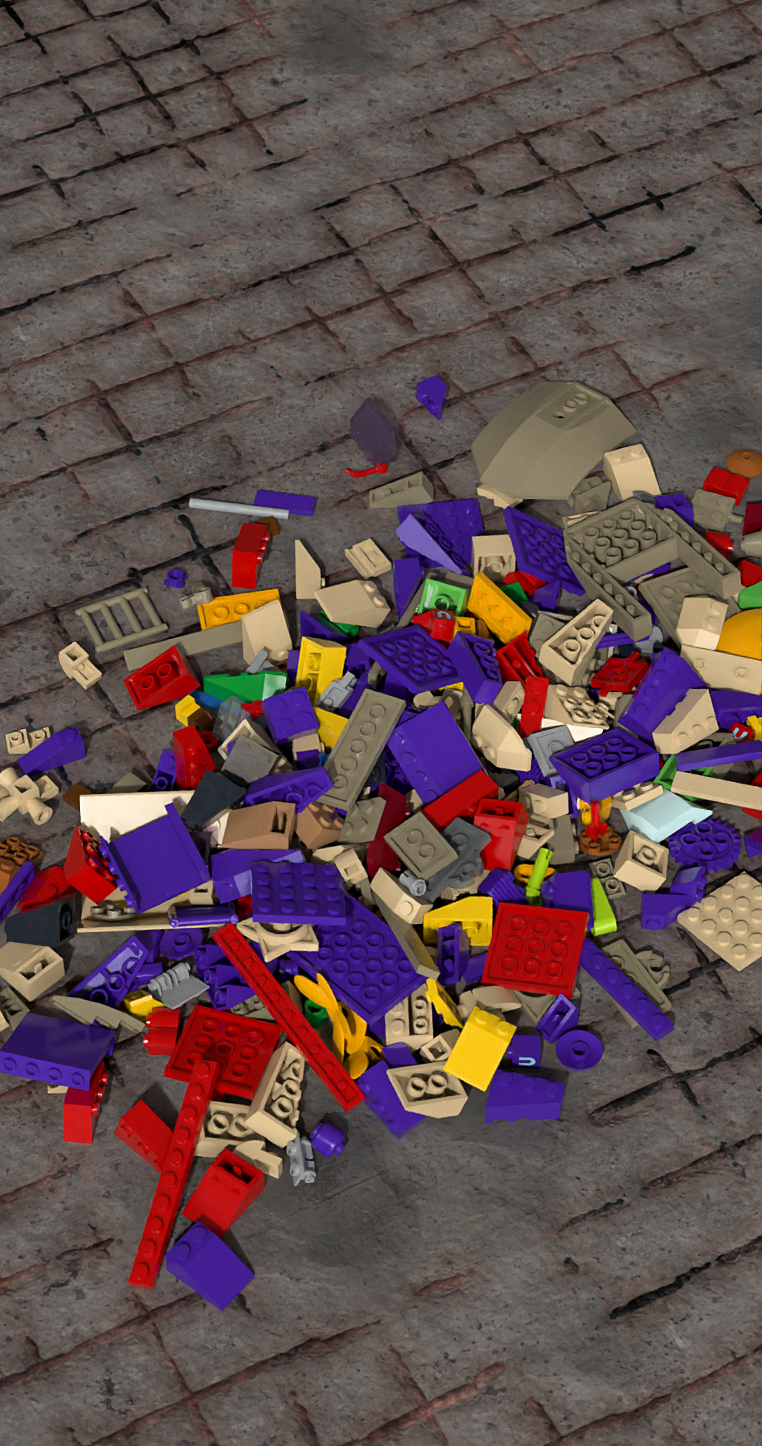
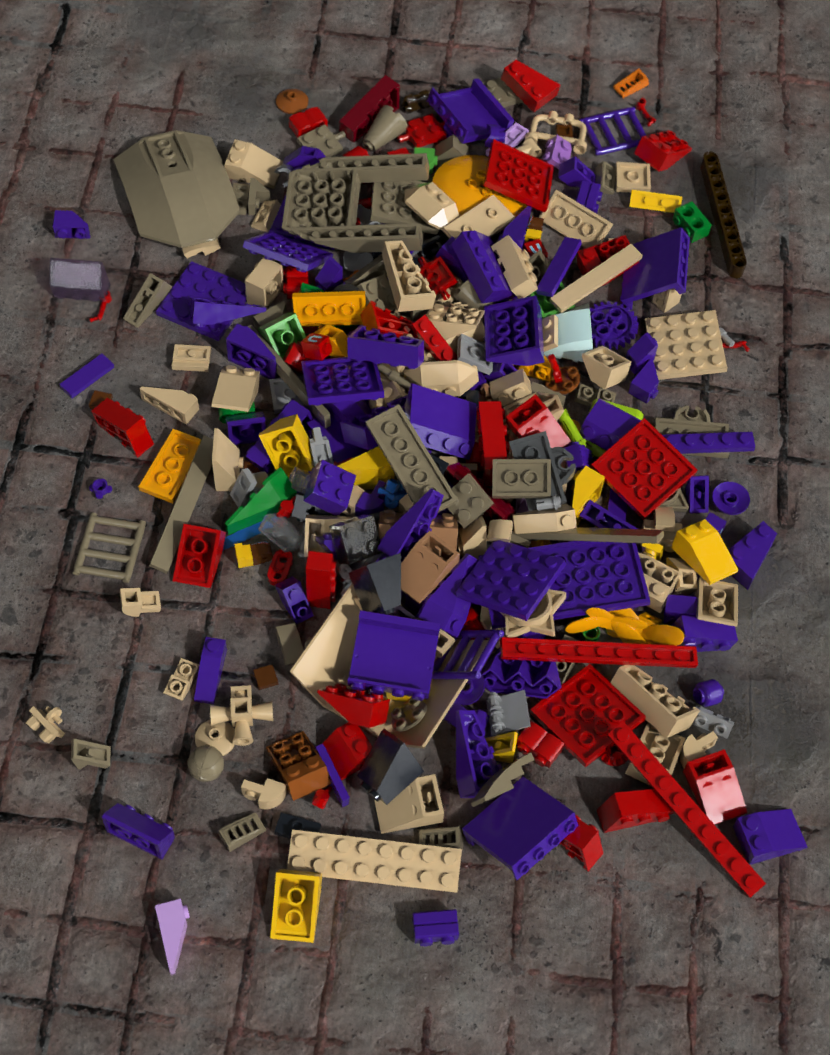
camera: 60 degrees left, 10 degrees up
(199, 596) = (140, 478): dark tan bar -> none
(239, 508) = (65, 407): light grey piece -> none

